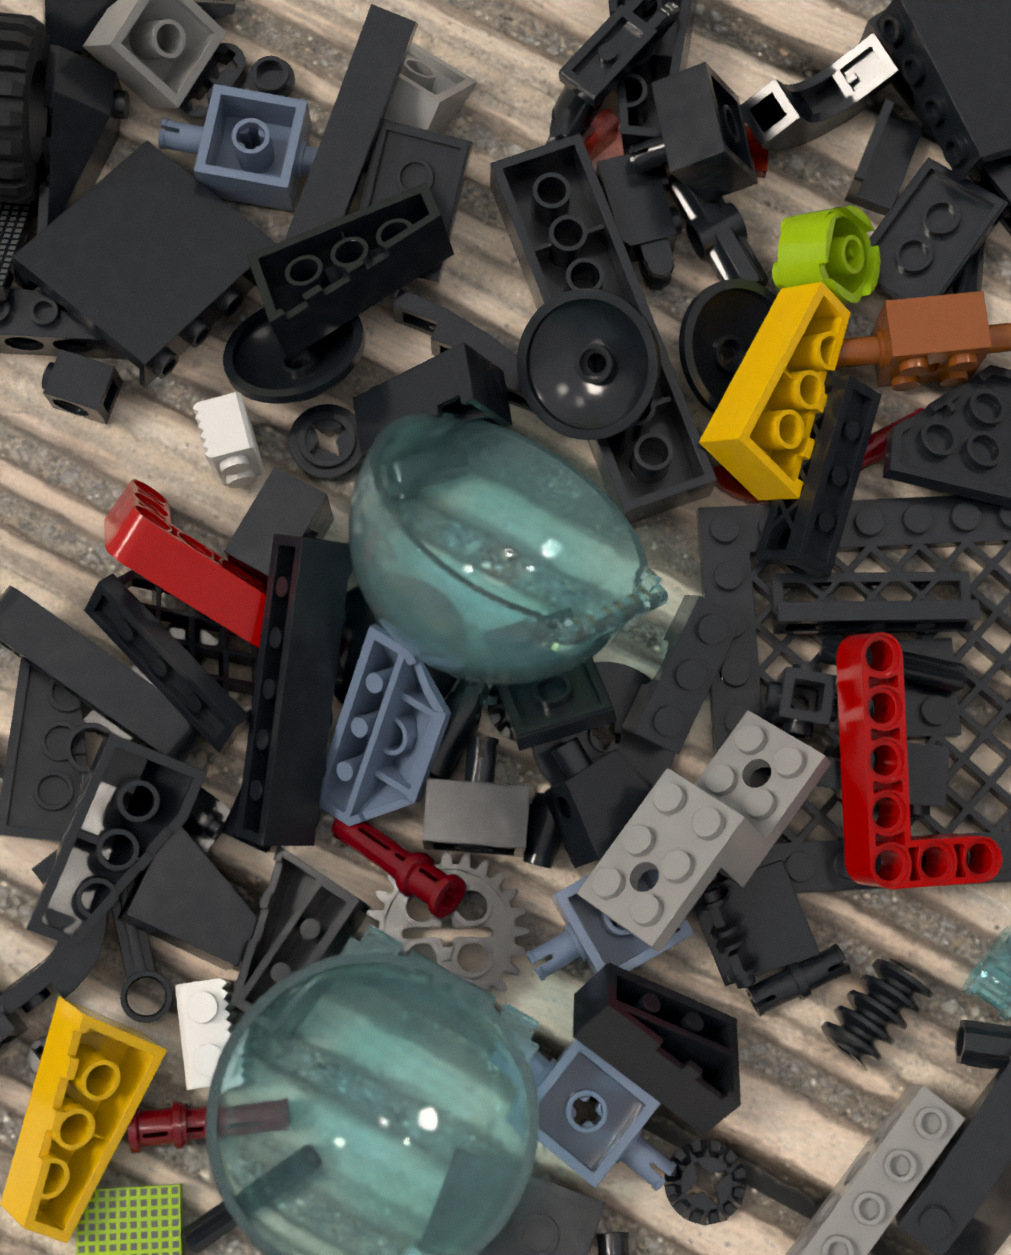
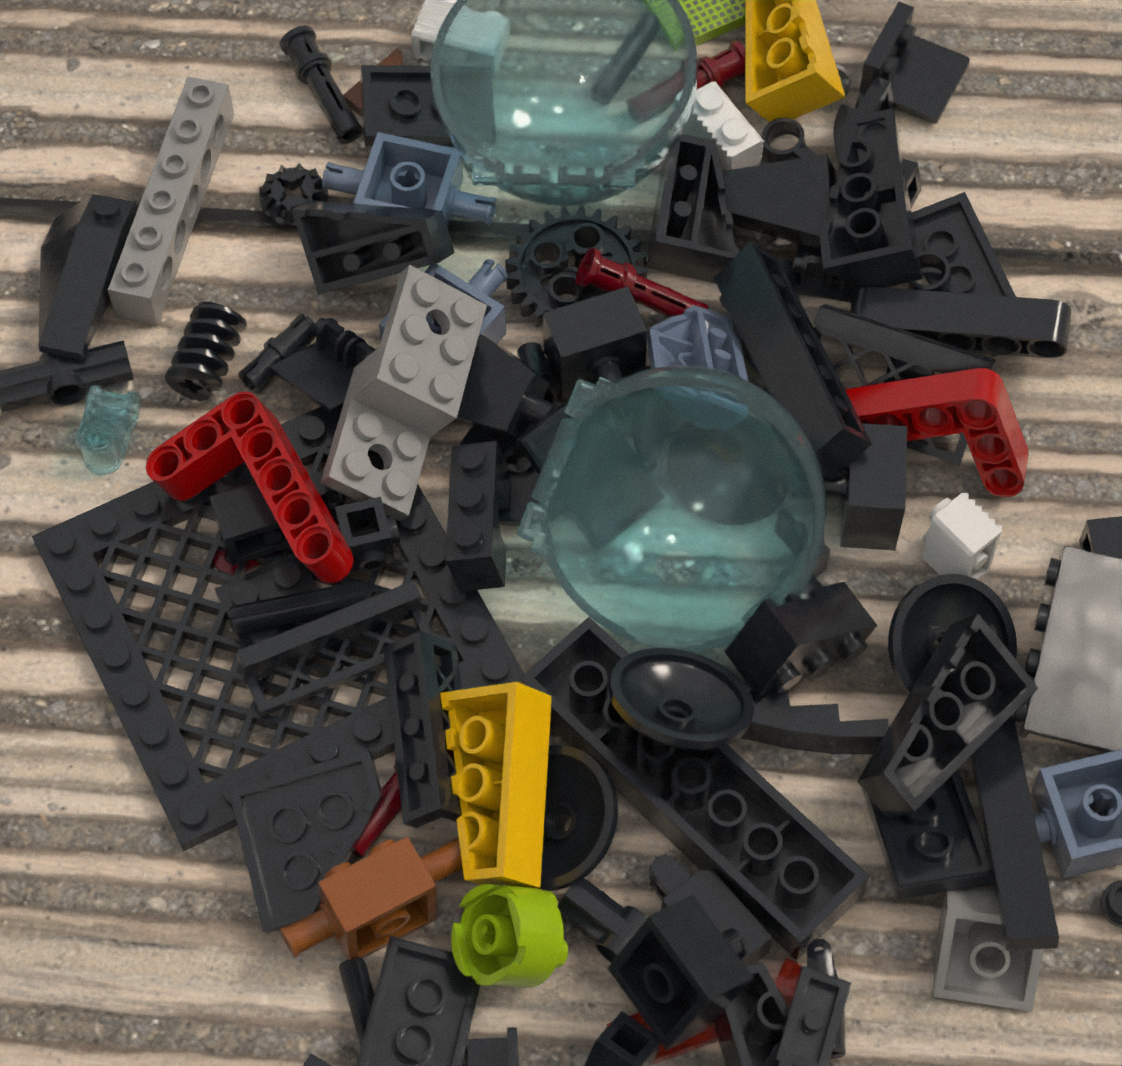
camera: 160 degrees right, 15 degrees down
(304, 441) = (872, 581): black gear -> none

